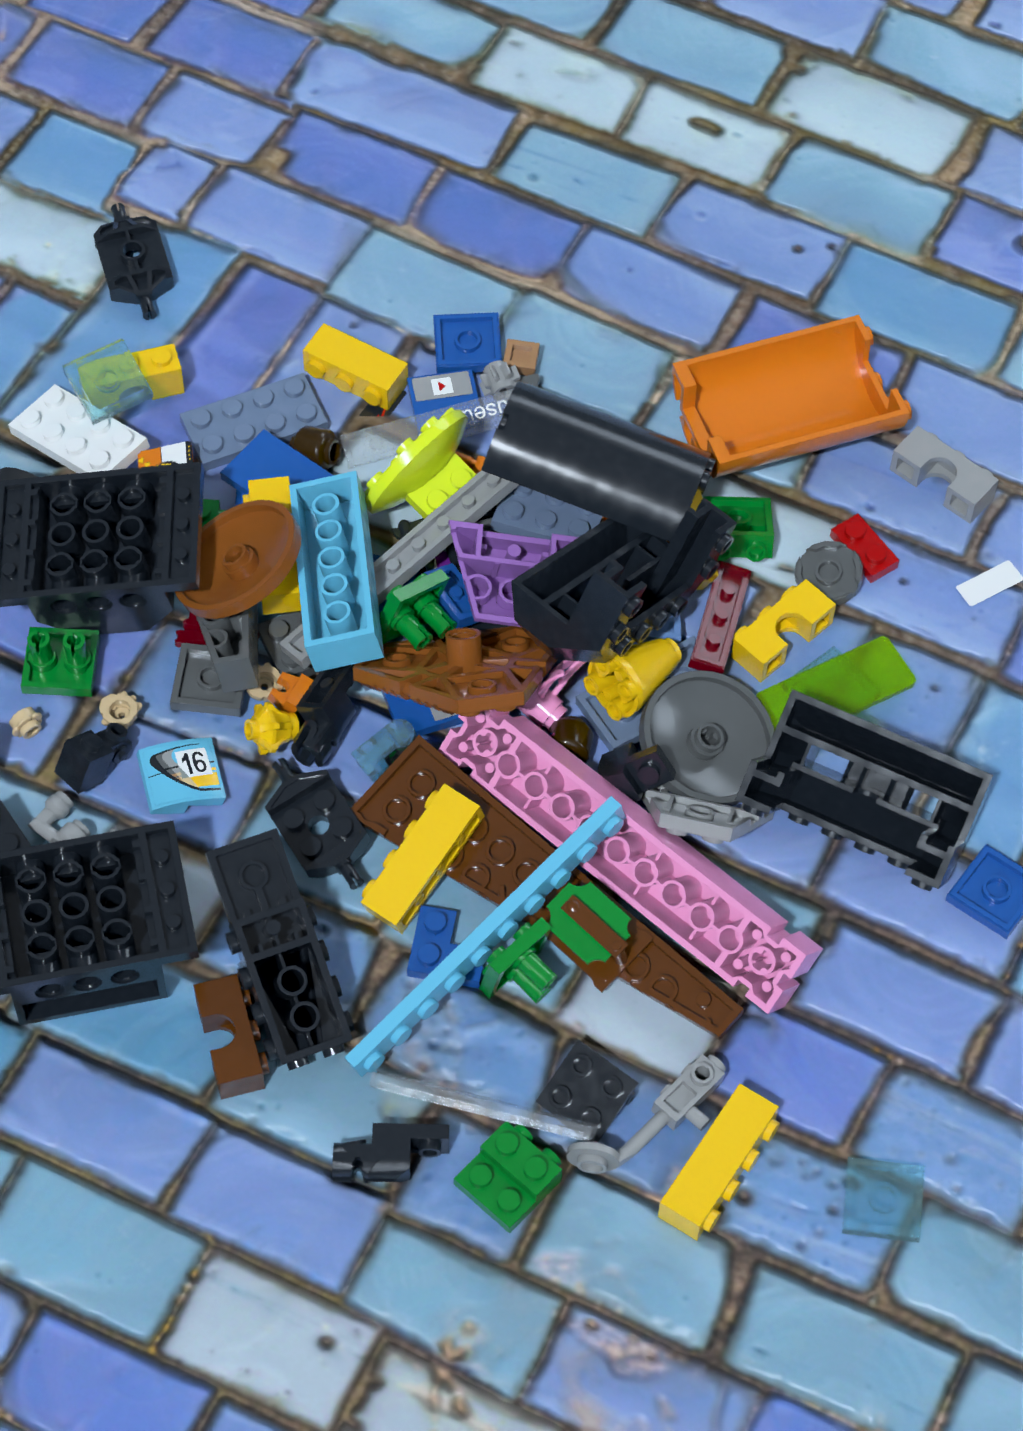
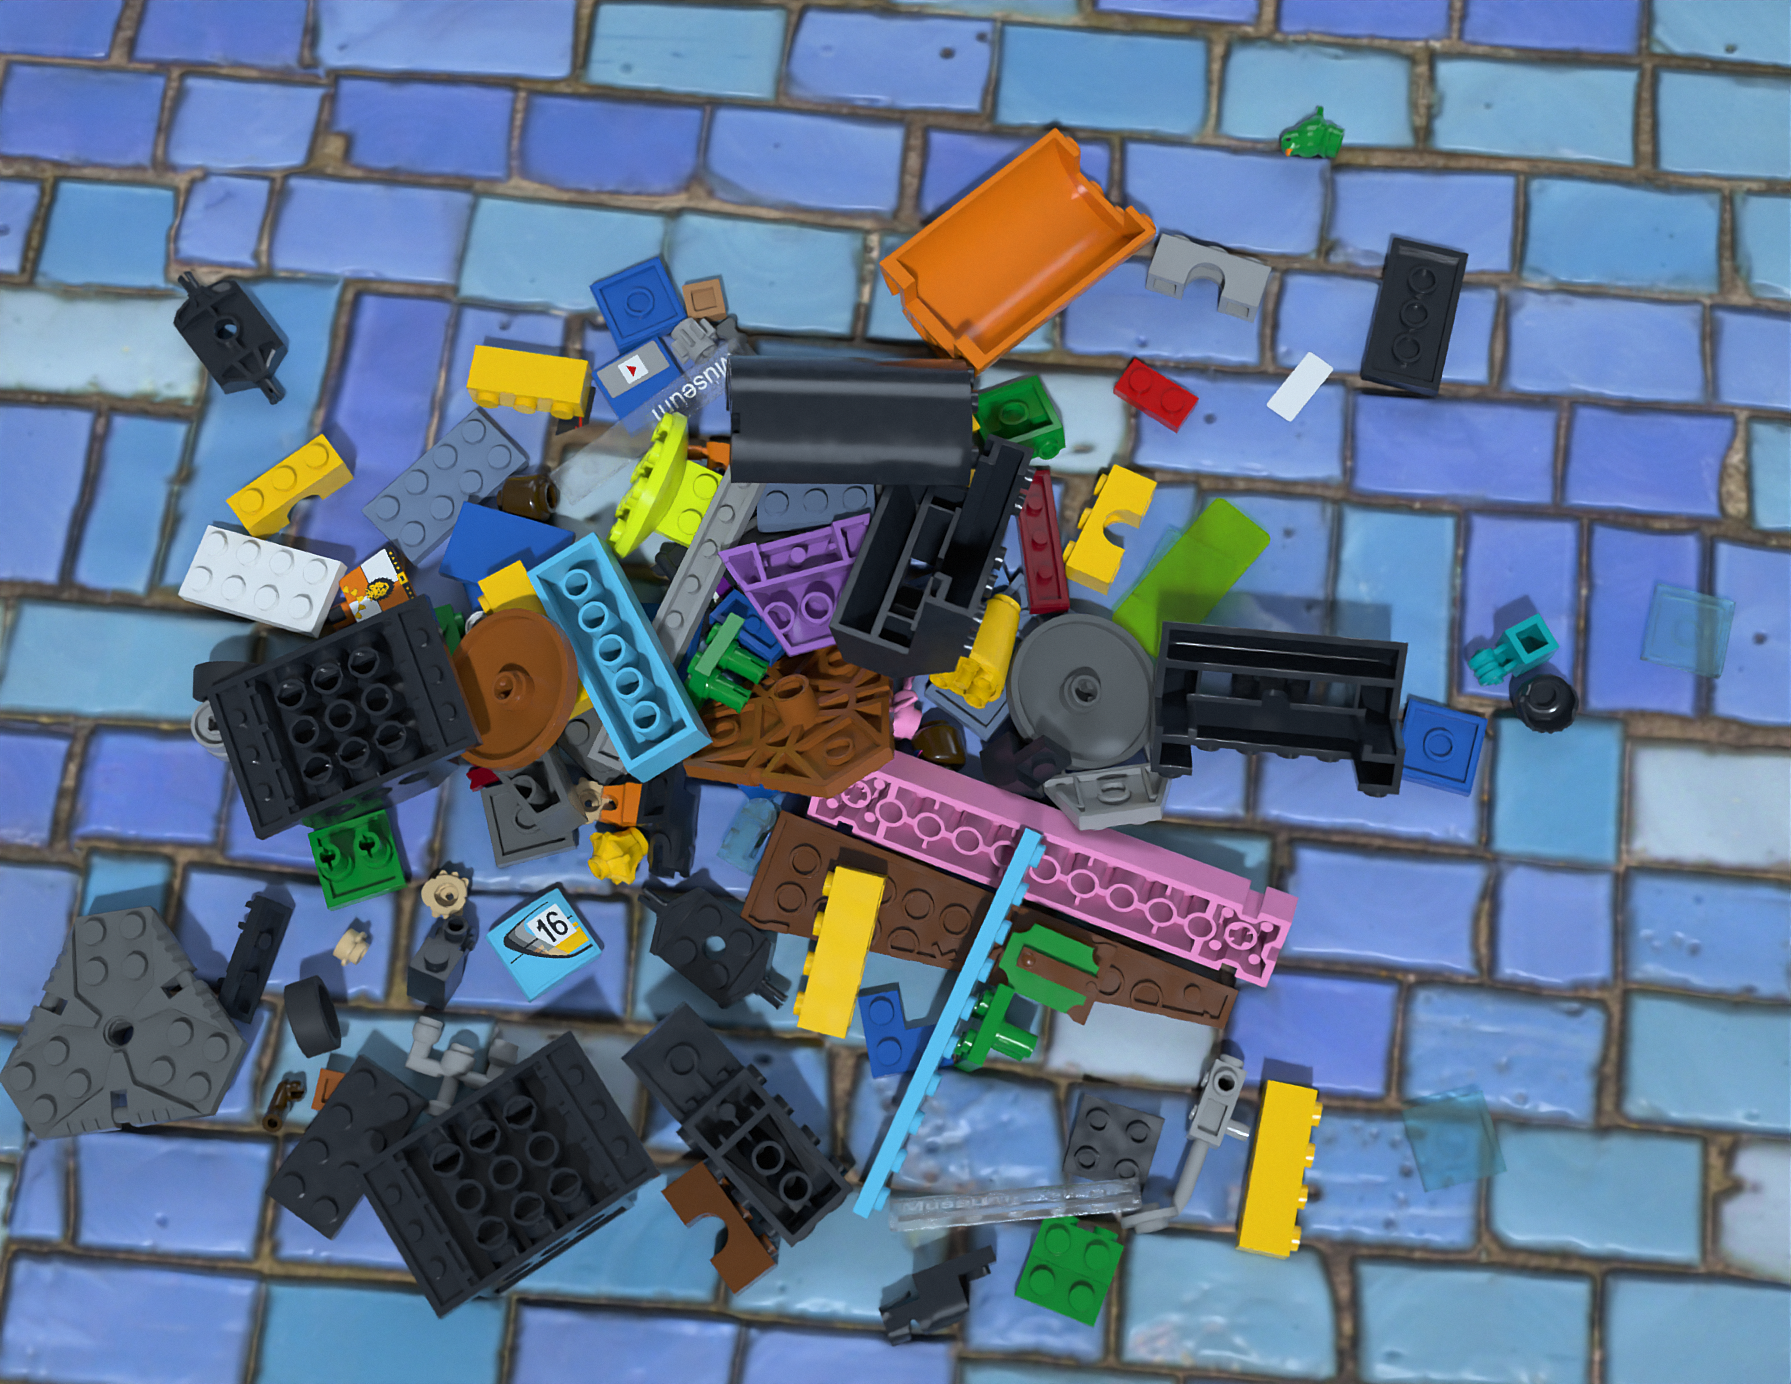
camera: 15 degrees left, 15 degrees up
(107, 381) = (270, 511): clear light blue tile -> none
(831, 569) = (1132, 439): dark grey tile -> none

